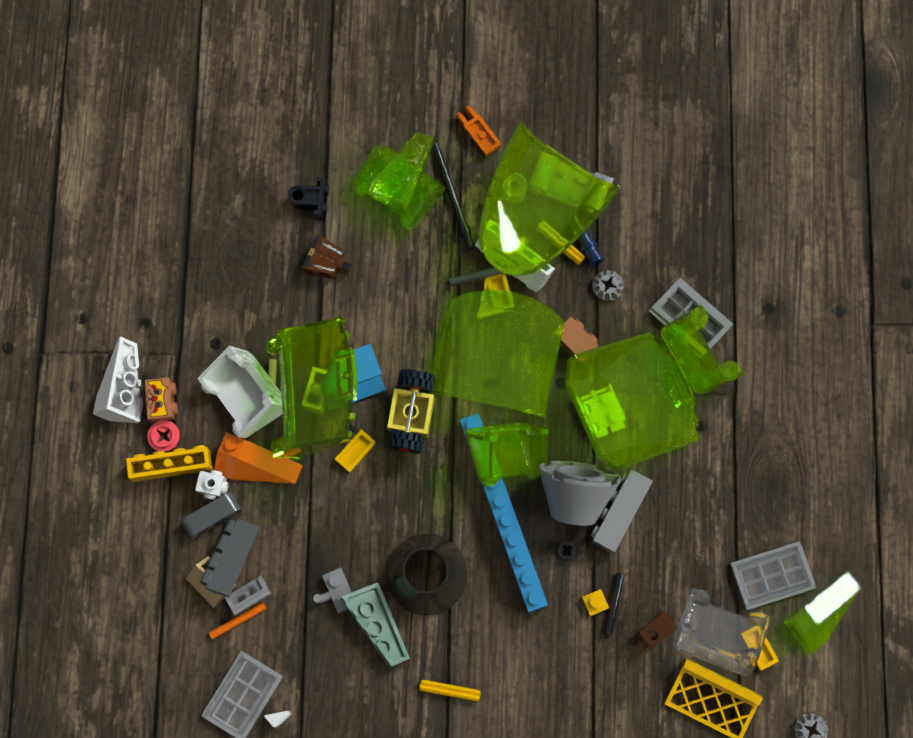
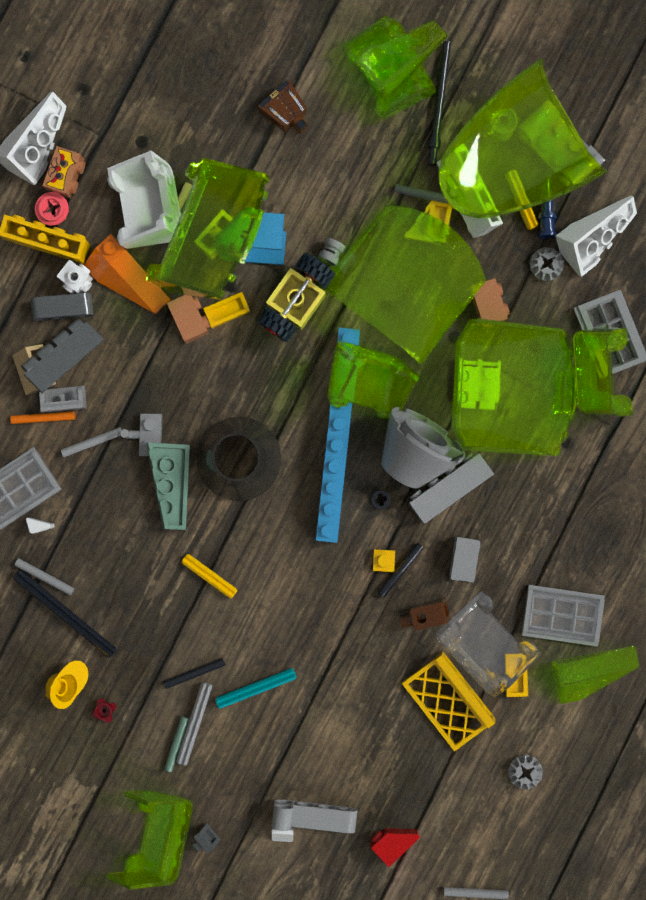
camera: 20 degrees right, 10 degrees up
(290, 621) = (91, 442): none -> light grey bar
(312, 199) = (301, 40): black pin -> none
(326, 473) = (188, 318): none -> nougat brick
(422, 359) = (331, 251): none -> light grey wheel
(479, 132) = (496, 50): orange hinge -> none
(632, 246) = (588, 237): none -> white wedge
(664, 568) = (464, 559): none -> light grey panel

